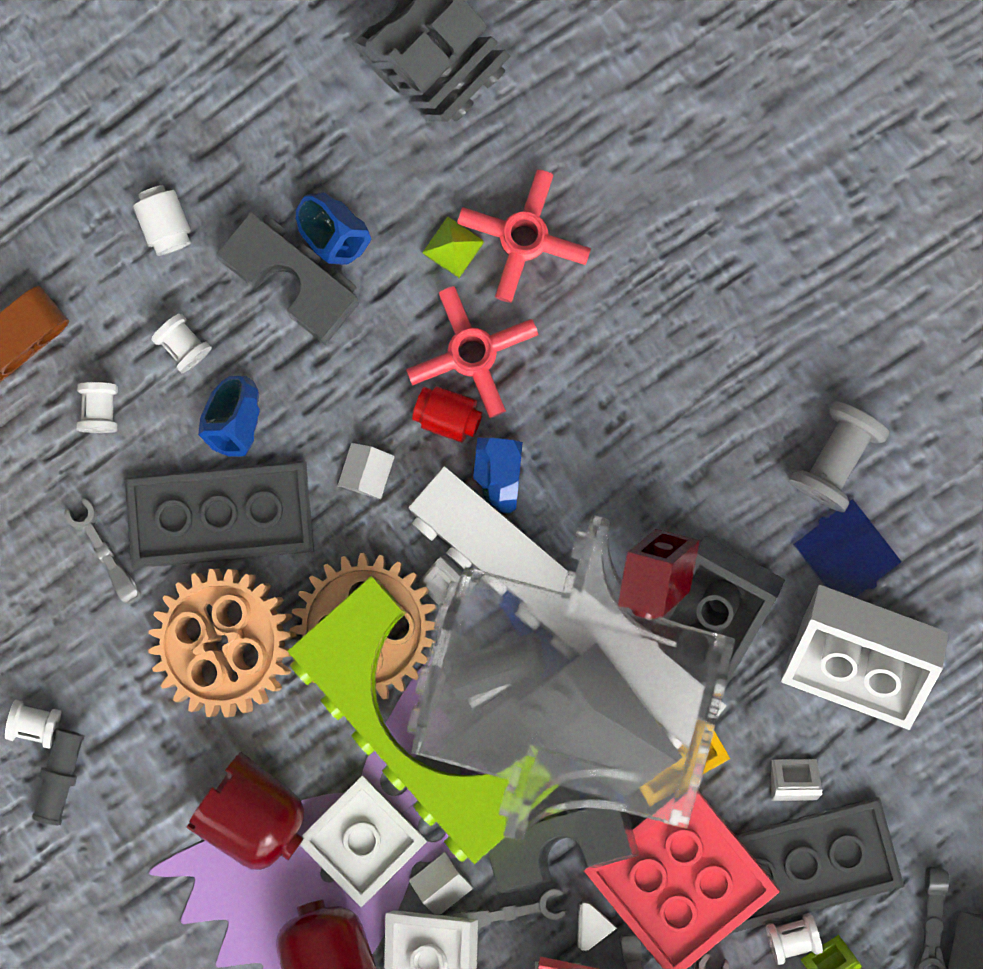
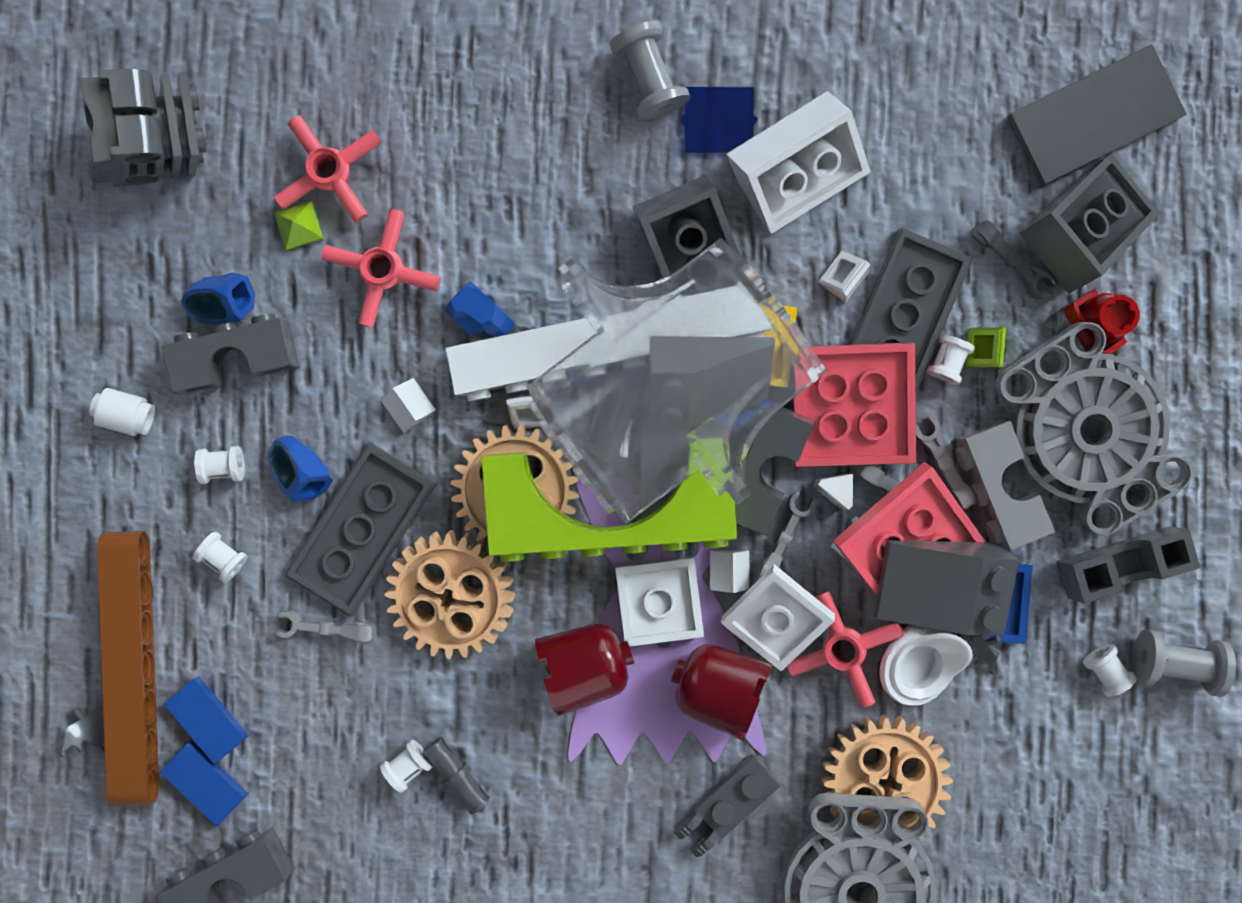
camera: 55 degrees left, 5 degrees up
(447, 413) = (411, 318): red brick -> none
(658, 573) = (635, 255): dark red brick -> none

